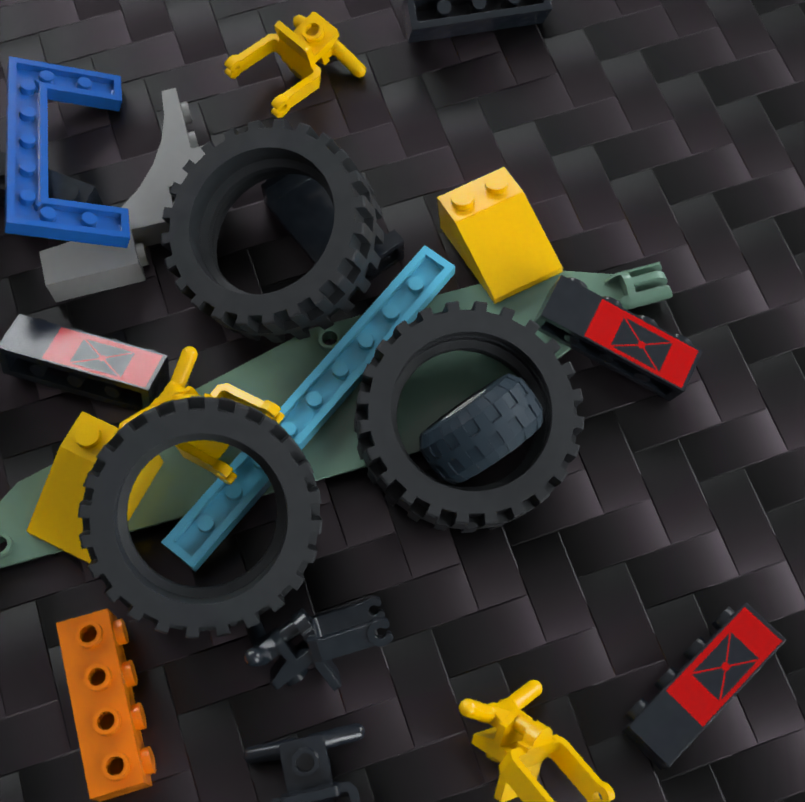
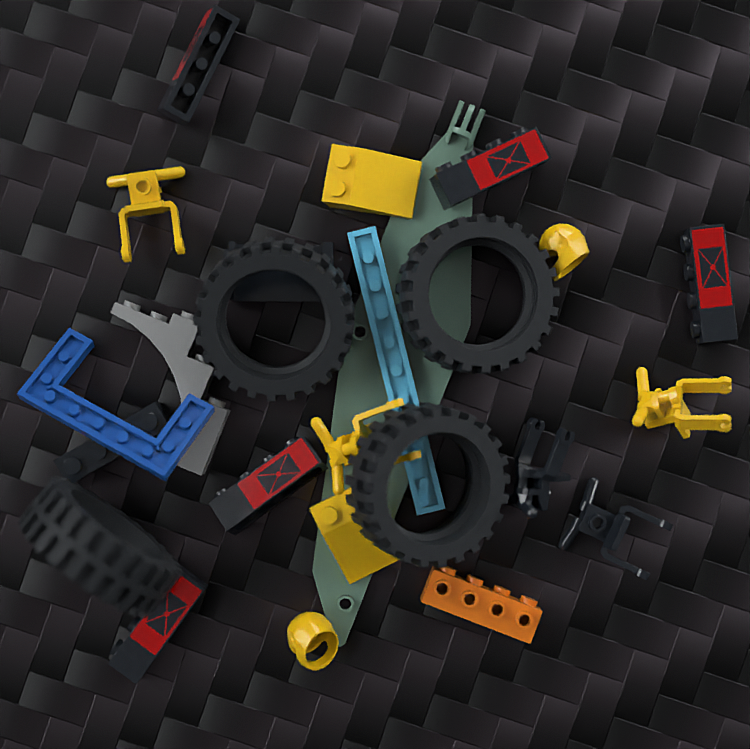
camera: 50 degrees left, 20 degrees up
(481, 429) = (492, 293): black wheel -> none
(604, 477) = (567, 244): none -> yellow helmet

